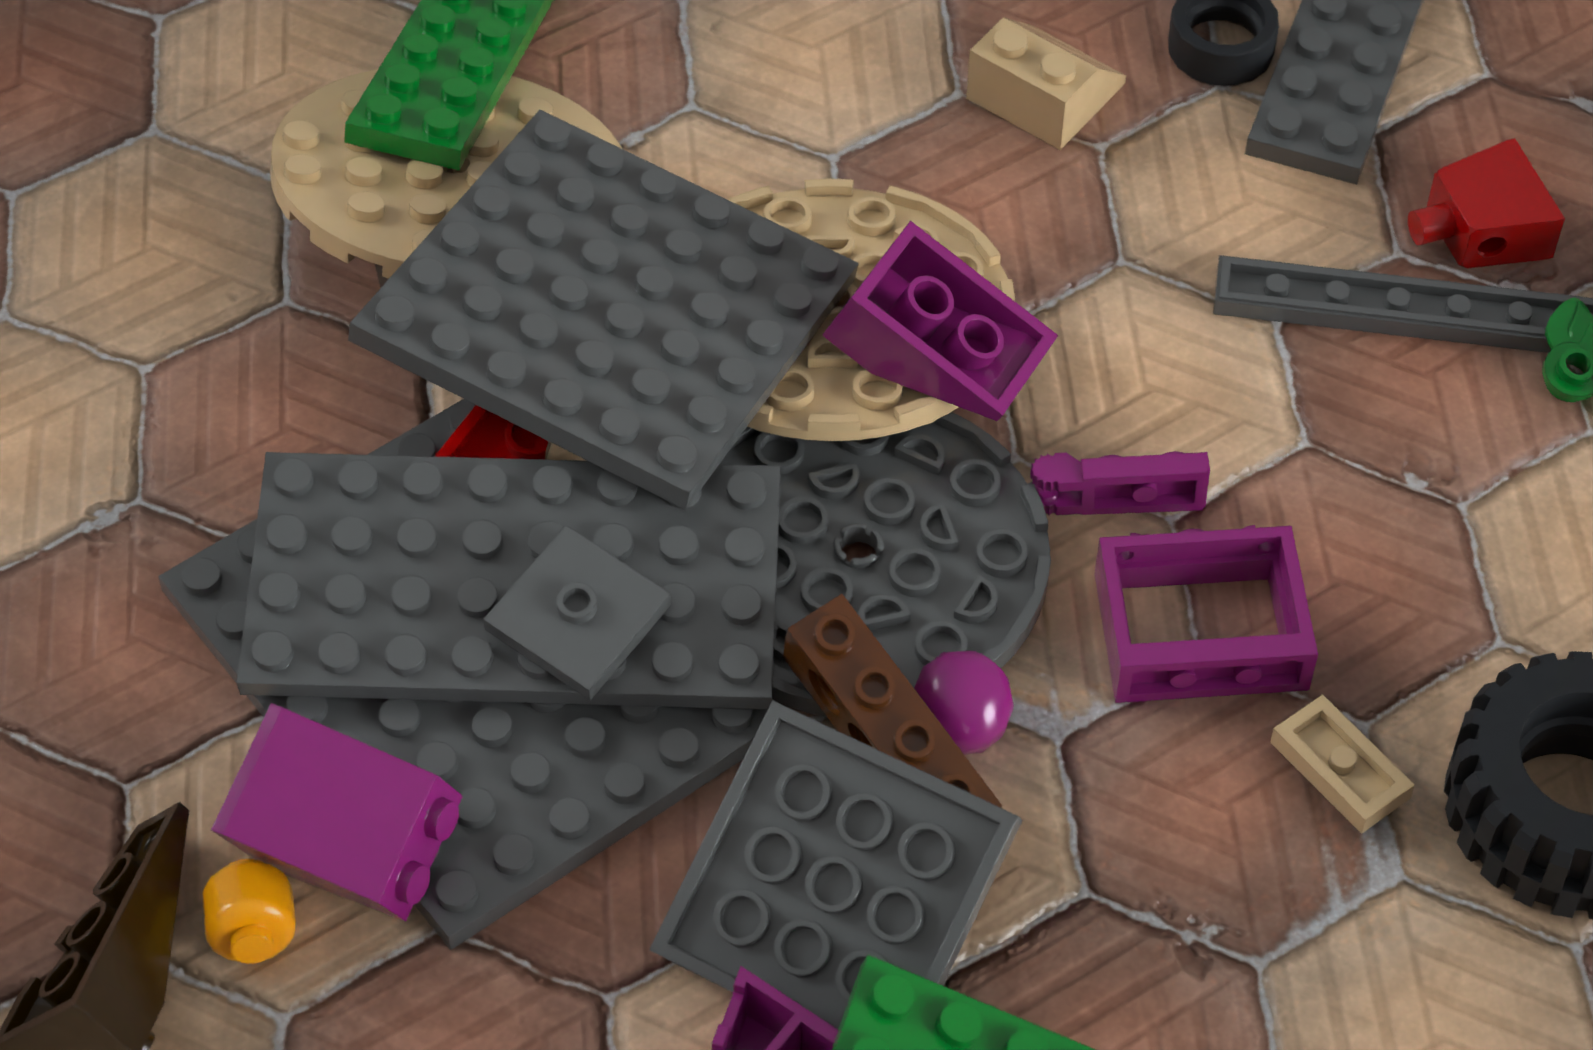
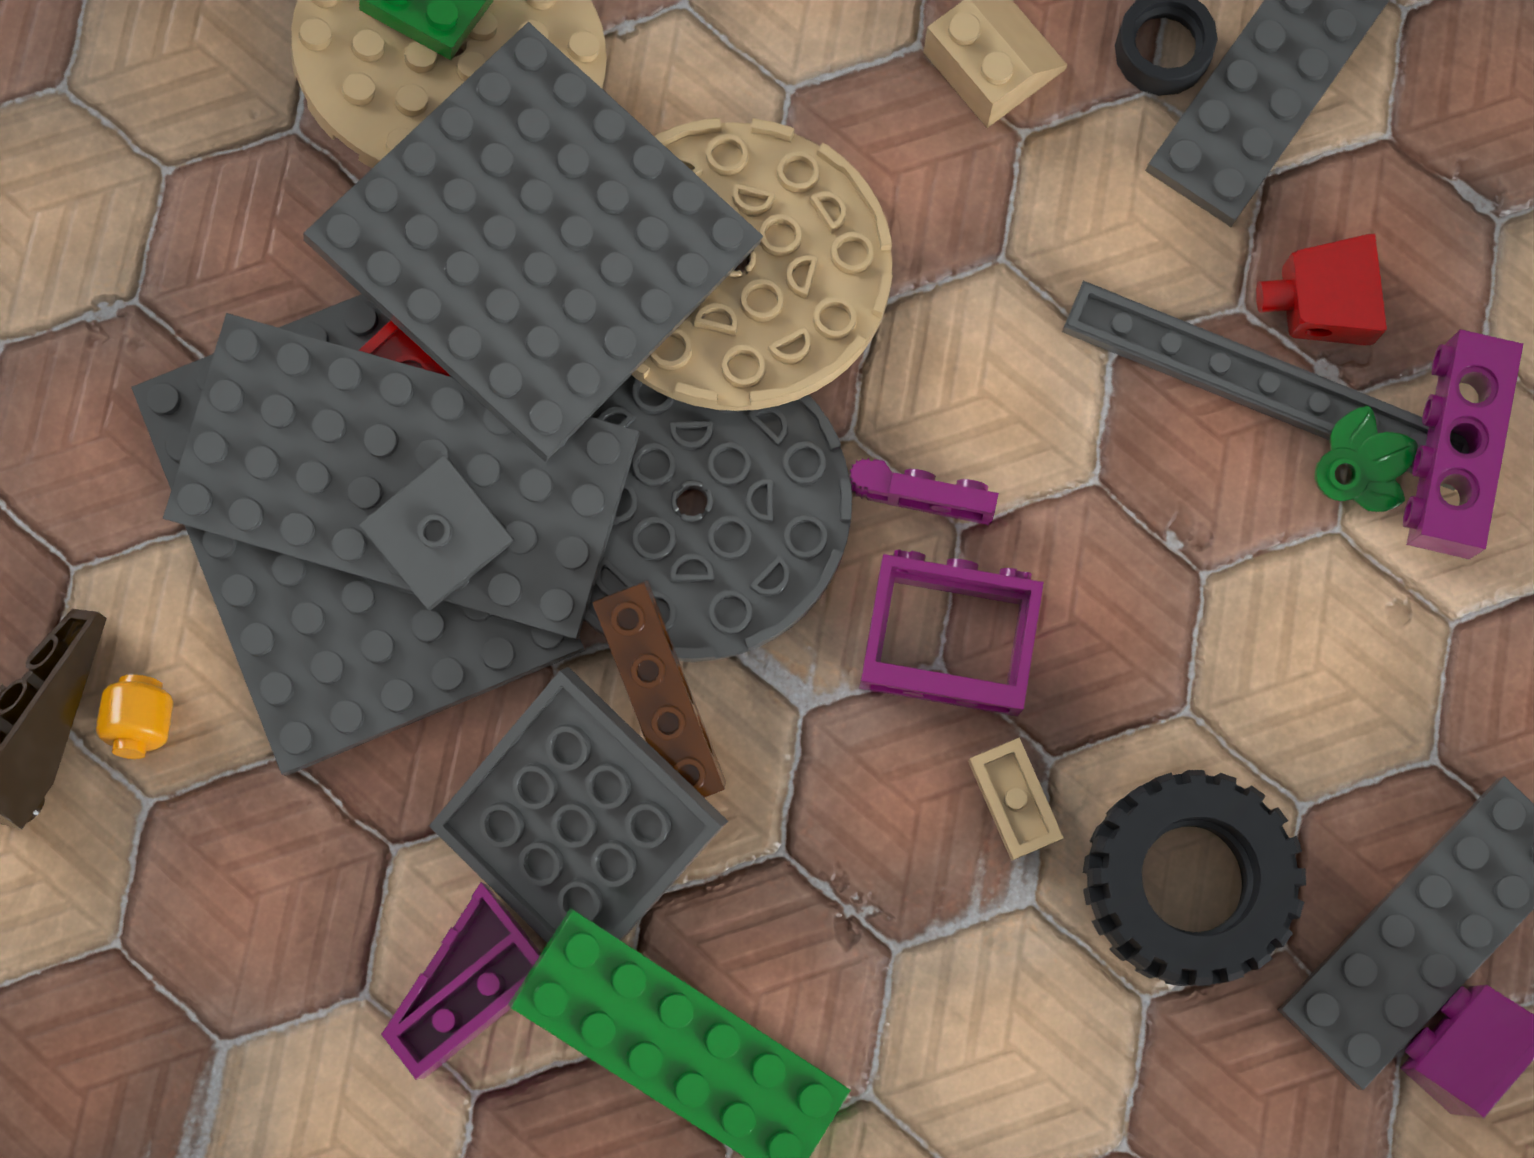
camera: 15 degrees right, 25 degrees up
(338, 813) = (209, 666): magenta slope -> none
(940, 328) = (807, 330): magenta slope -> none
(967, 698) = (730, 671): magenta hair -> none

